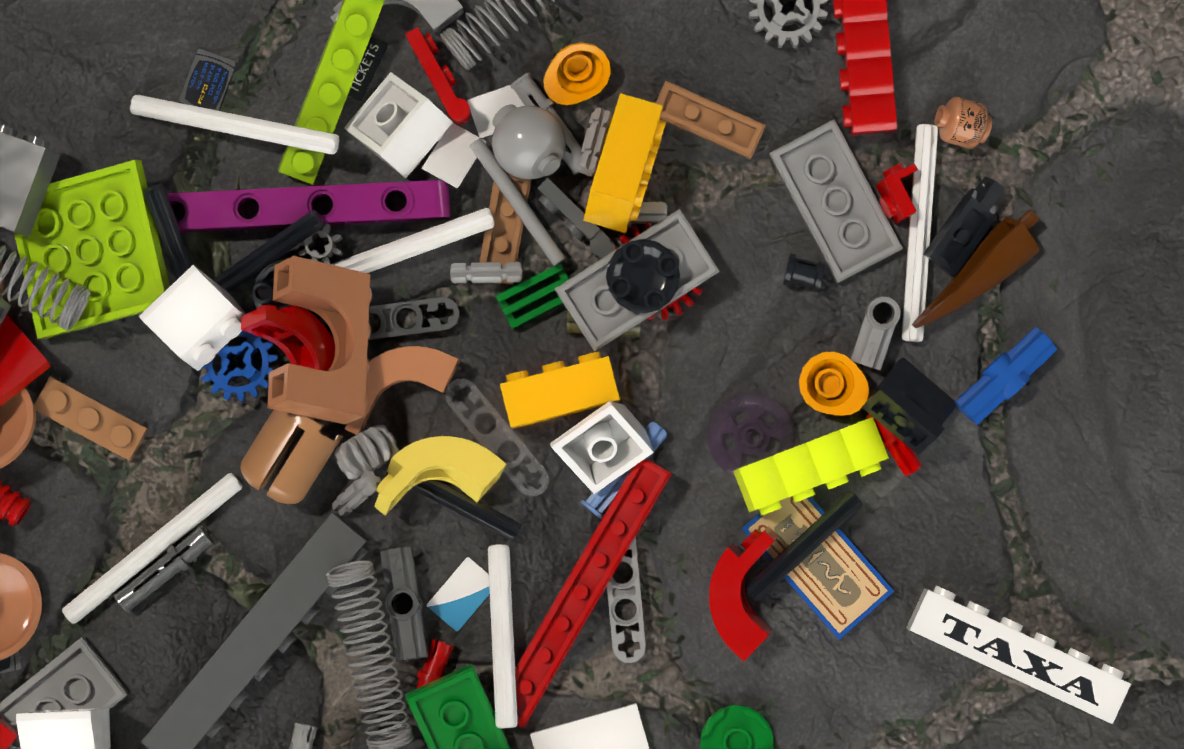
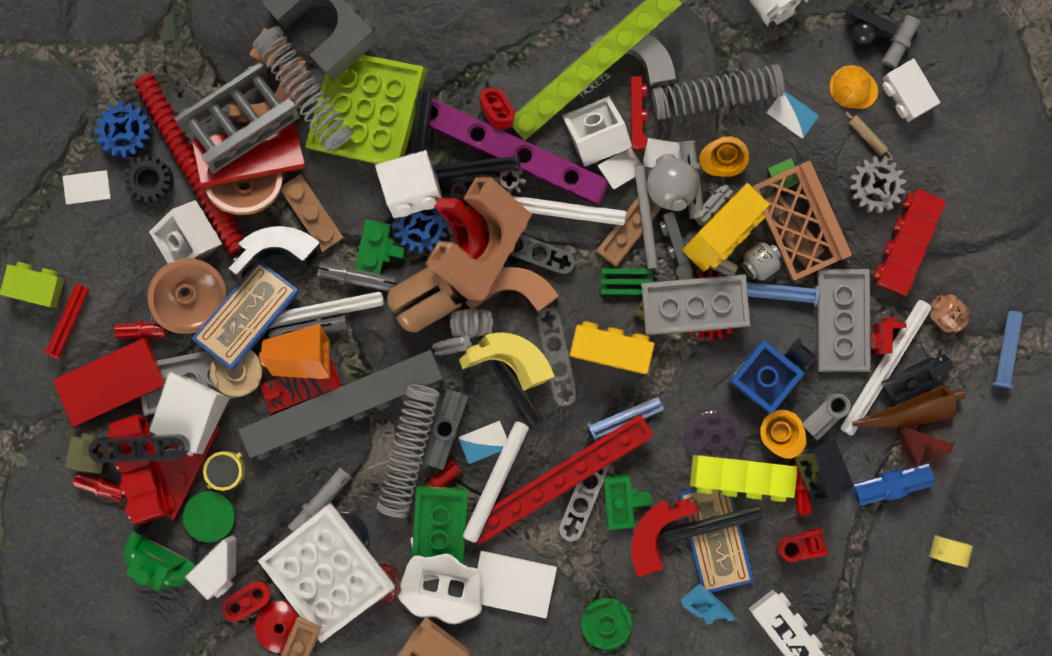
camera: 30 degrees right, 0 degrees up
(62, 481) = (274, 243): none -> arch
(74, 592) = (245, 316): none -> tile
(99, 669) = (241, 380): none -> tan tile
(166, 606) = (298, 354): none -> orange slope
(190, 470) = (355, 277): none -> dark grey pin
(191, 643) = (292, 390): none -> red door
(196, 419) = (376, 247): none -> green hinge
(207, 80) = (491, 44): black sticker -> none
(234, 124) = (496, 78): white axle -> none
(256, 162) = (497, 108): none -> red plate
(486, 272) = (604, 251): light grey axle -> none
(604, 445) = (621, 397): white slope -> none
(643, 276) = (701, 304): black dish -> none
(665, 56) = (790, 180): none -> bright green plate
(676, 576) = (622, 501): none -> green hinge
(692, 181) = (761, 261): none -> light grey head
(734, 78) = (823, 217): none -> nougat fence
(739, 206) = (783, 292): none -> medium blue axle
(773, 324) = (766, 376): none -> blue brick
(849, 652) = (706, 605): none -> dark azure slope
(934, 511) = (807, 545): none -> red piece
(1005, 305) = (916, 441): none -> clear red slope
(1063, 129) = (1009, 350): none -> medium blue axle
(1120, 421) = (951, 551): none -> light yellow piece

